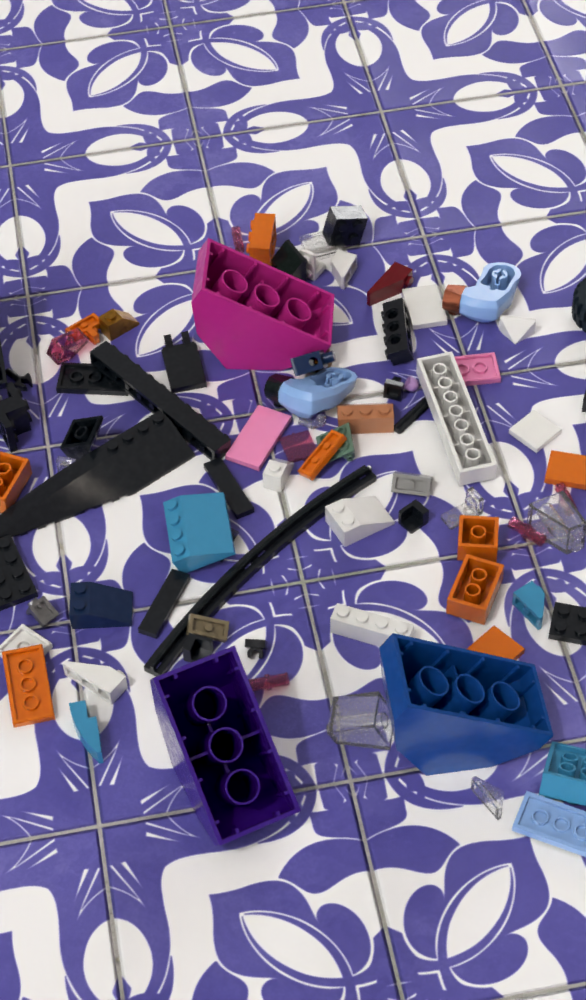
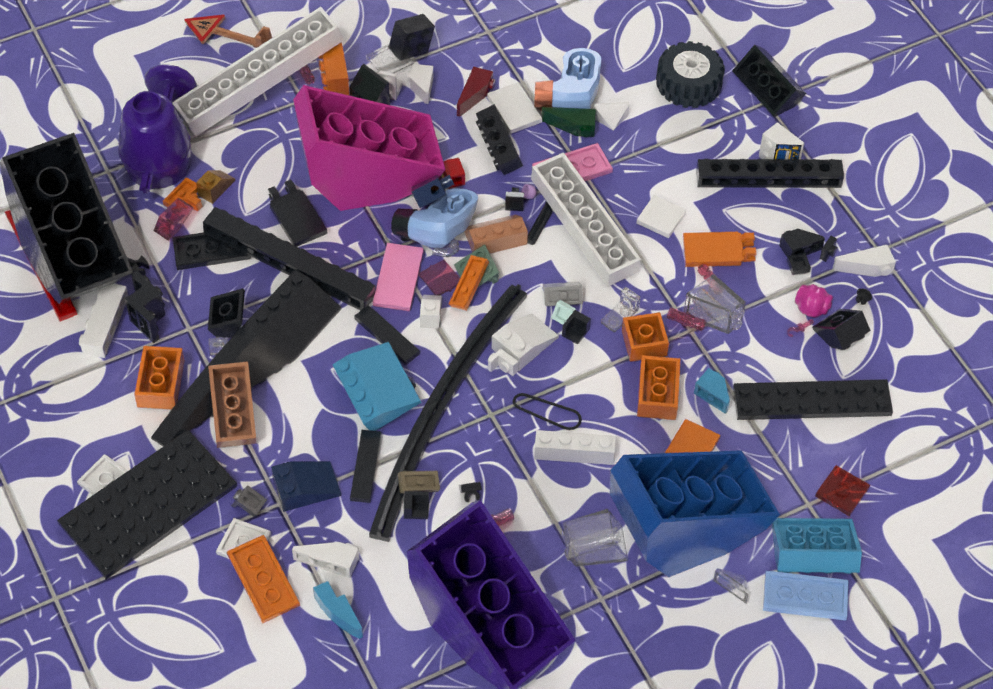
camera: 20 degrees left, 5 degrees up
(55, 519) = (232, 404): none -> nougat brick
(69, 266) = (151, 133): none -> dark purple piece
(188, 229) = (258, 71): none -> white brick
(204, 205) = (205, 26): none -> nougat piece
(330, 533) = (504, 361): none -> white bracket
(344, 353) = (454, 168): none -> red brick
(365, 583) = (543, 418): none -> black piece
(404, 498) = (562, 312): none -> light aqua tile
(475, 327) = (571, 120): none -> dark green slope

